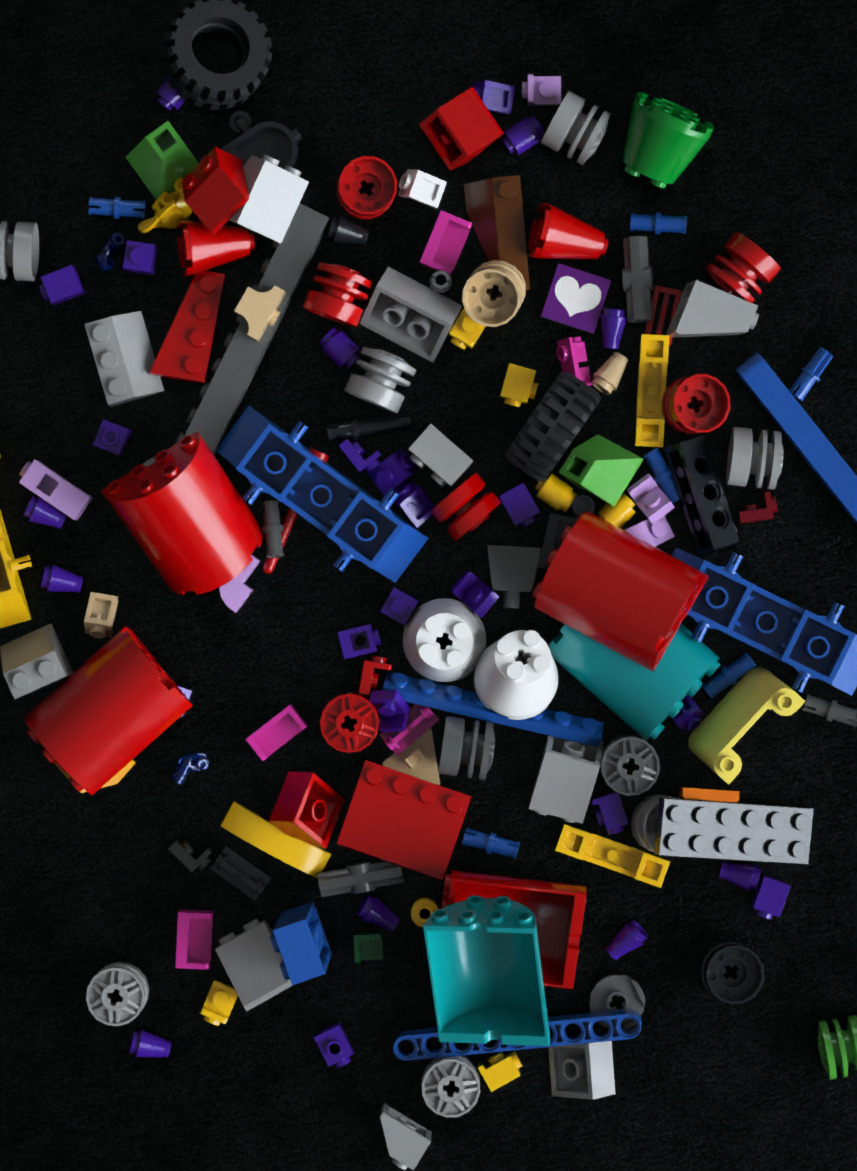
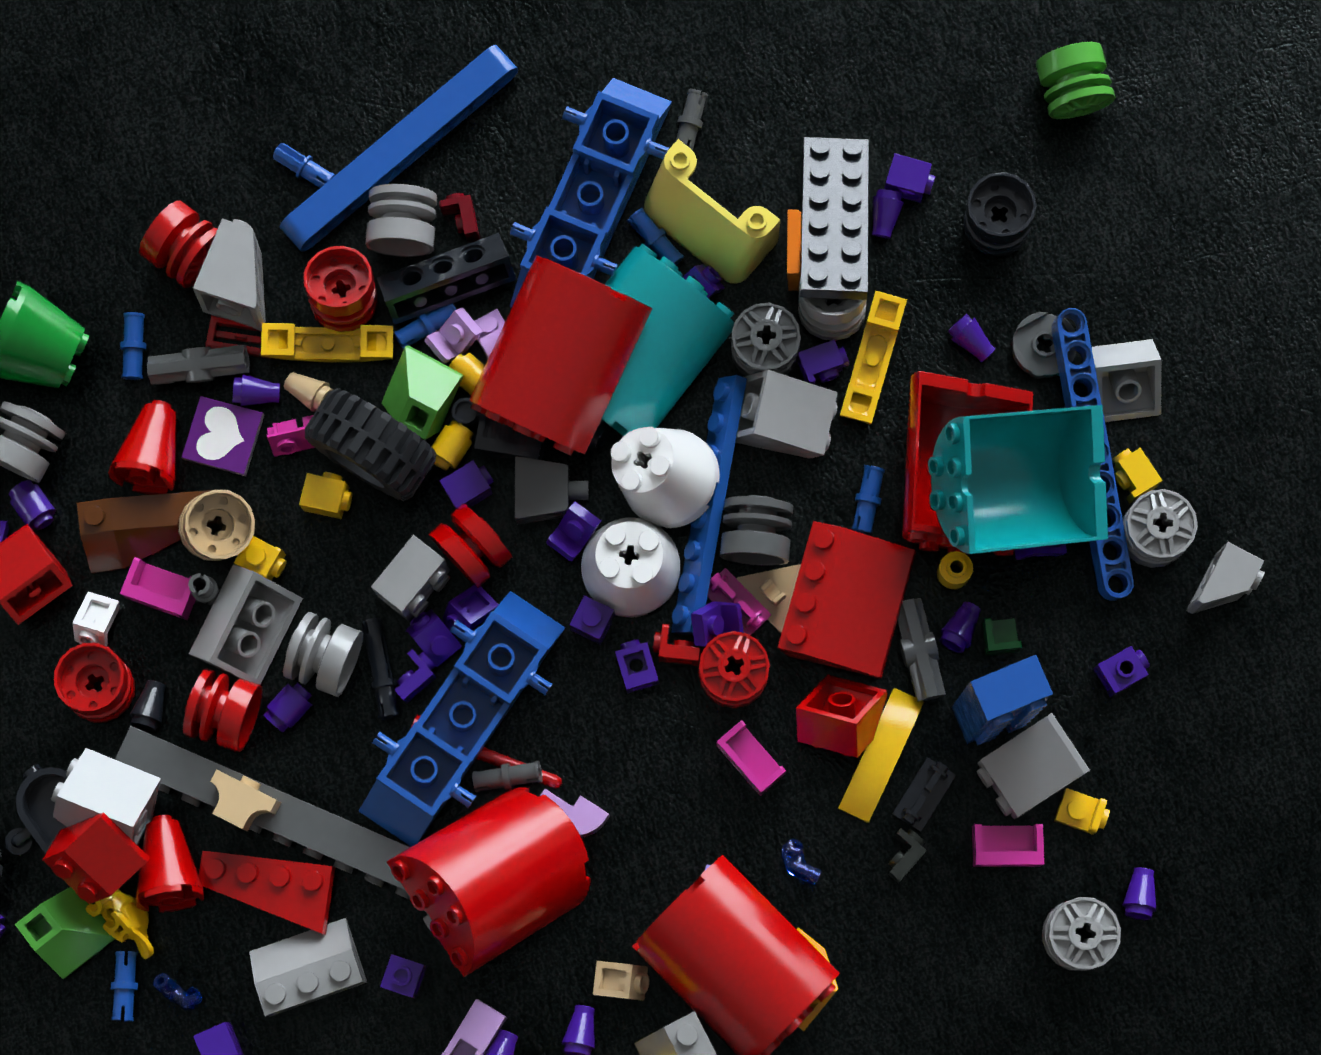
camera: 90 degrees left, 10 degrees down
(140, 257) = (184, 953): dark purple brick -> none

